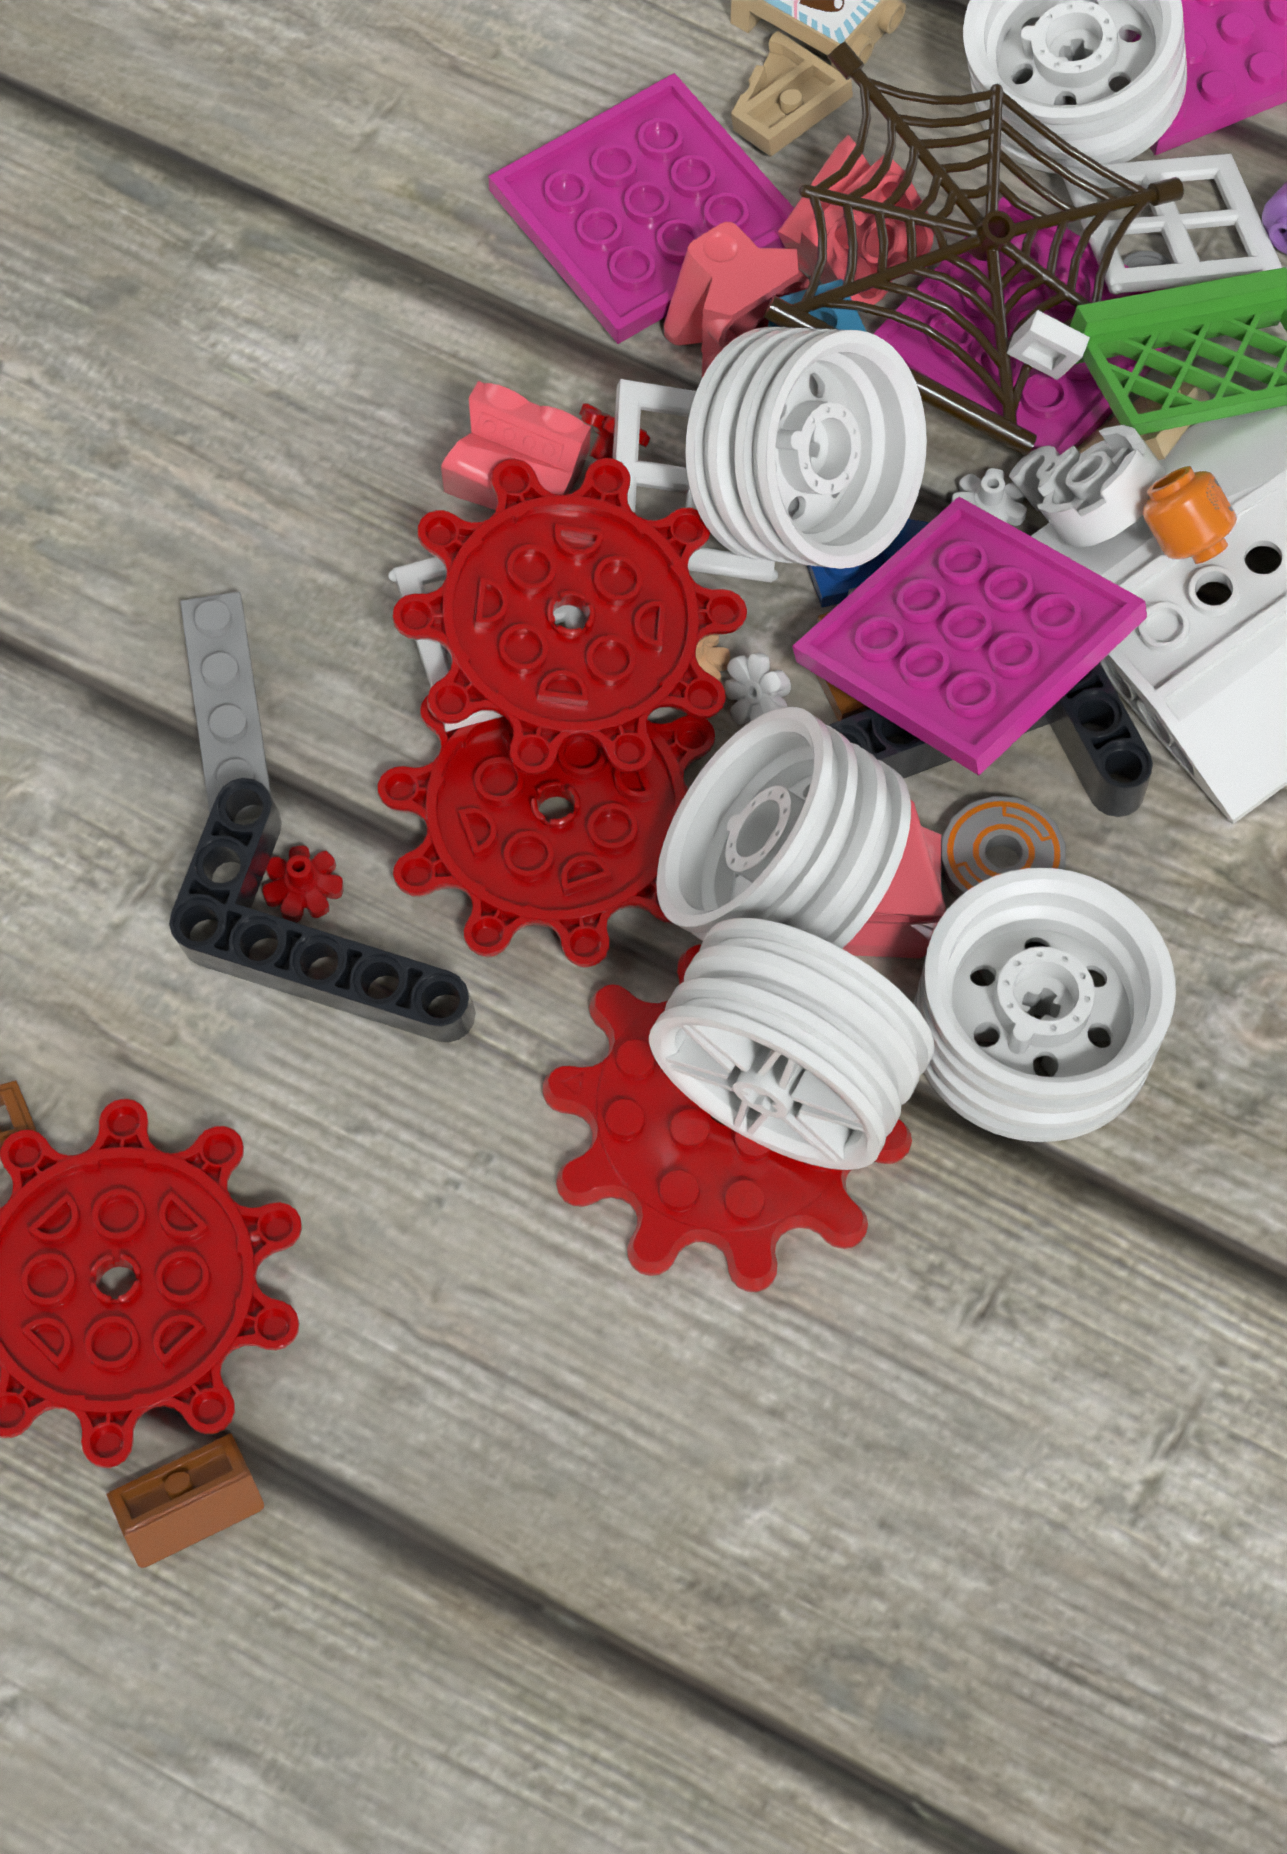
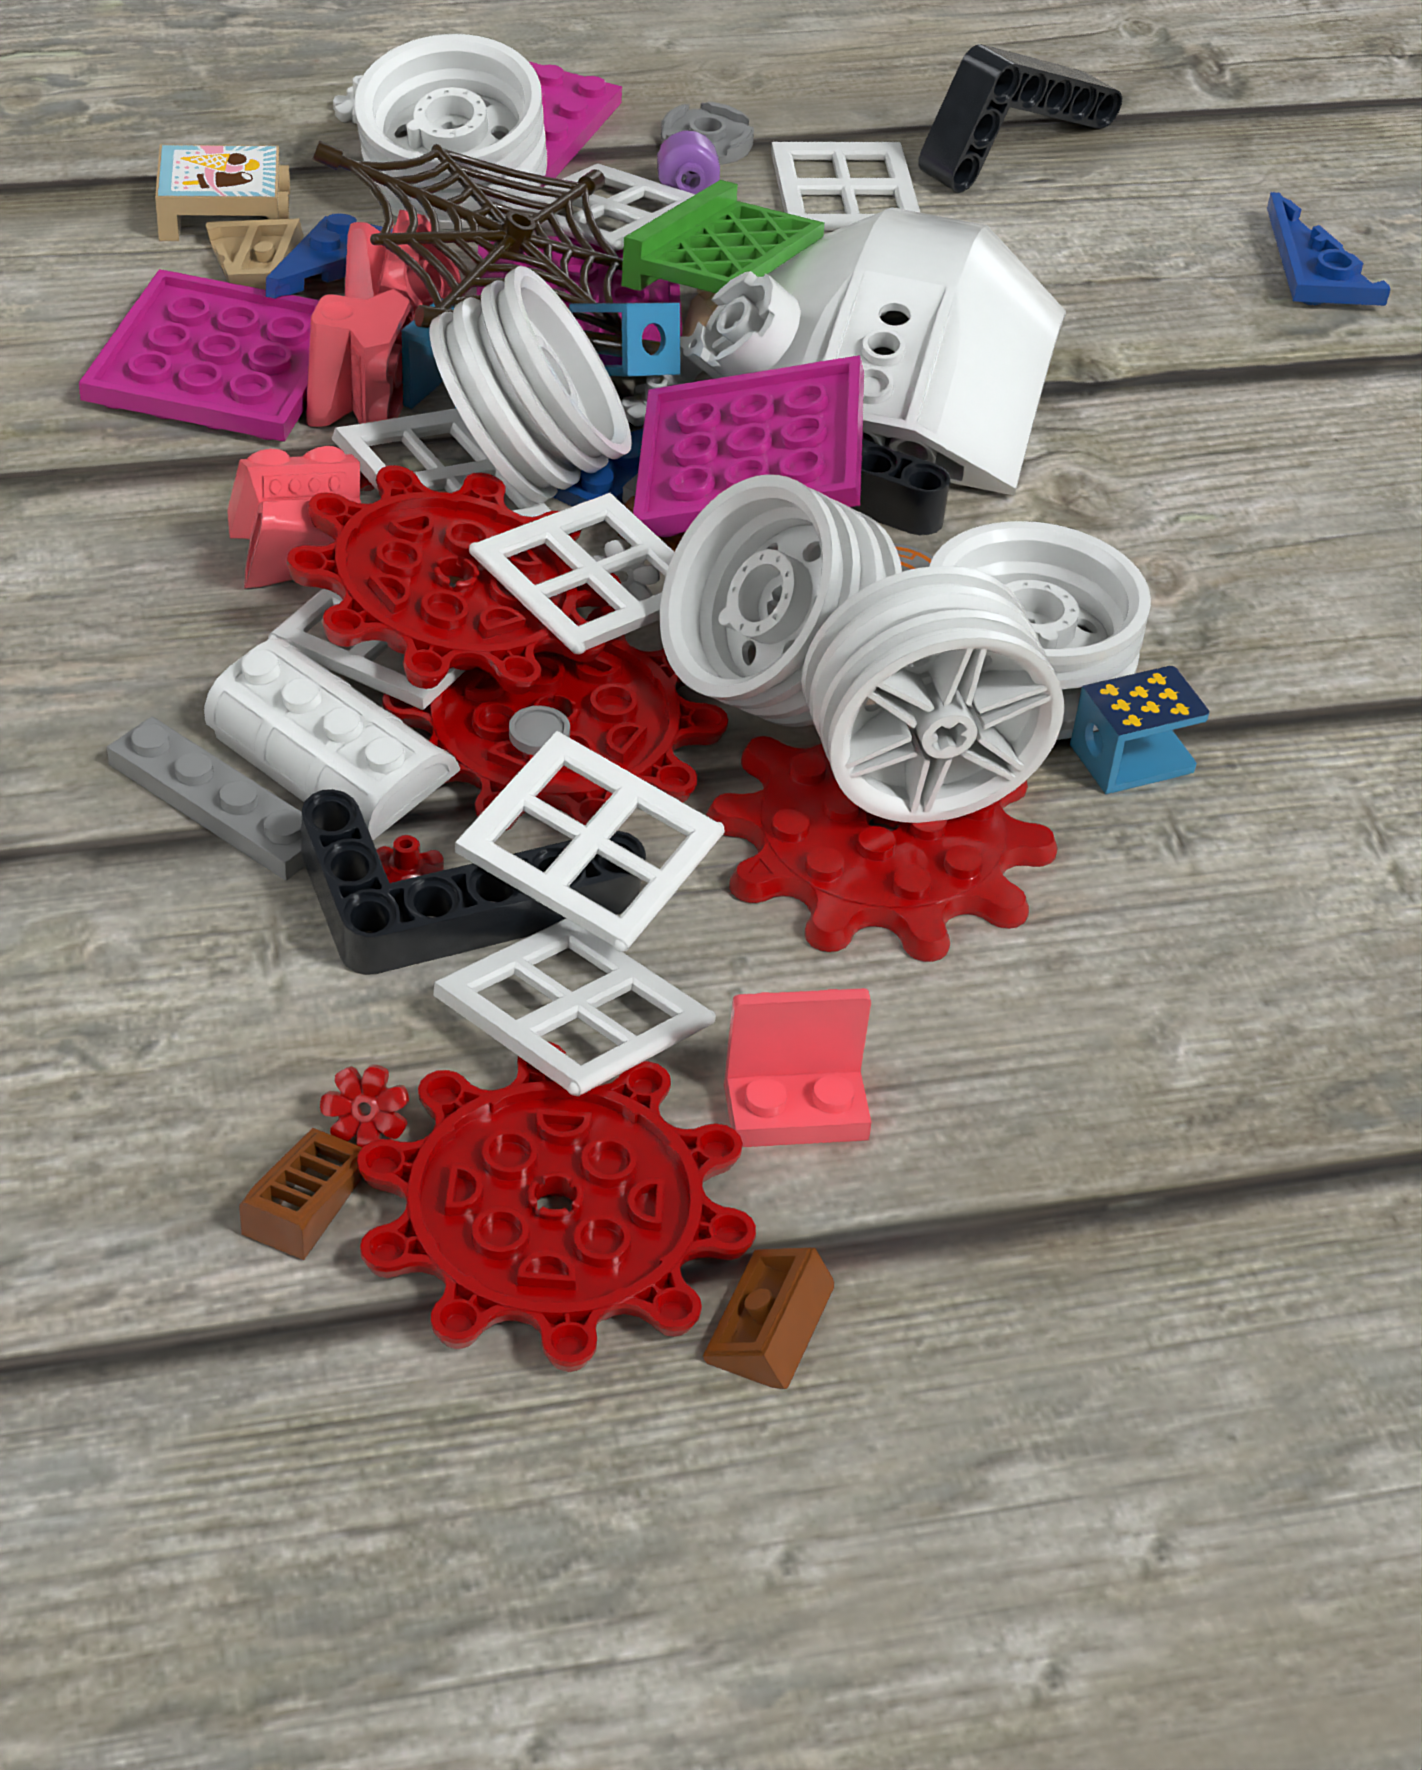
camera: 45 degrees left, 20 degrees down
(58, 1094) = (365, 1105): none -> red plant
(292, 1113) = (524, 1034): none -> white window
(344, 710) = (323, 734): none -> white container
(391, 1312) = (798, 1067): none -> coral bracket
(423, 972) = (553, 885): none -> white window
(515, 819) = (535, 726): none -> light grey piece
(693, 683) = (554, 532): none -> white window
(819, 135) = (319, 252): none -> blue wing
(999, 402) = (634, 321): none -> dark azure piece
(1042, 1177) = (1136, 728): none -> piece
(1047, 345) = (621, 274): white tile -> none
(1189, 515) = (836, 296): orange head -> none

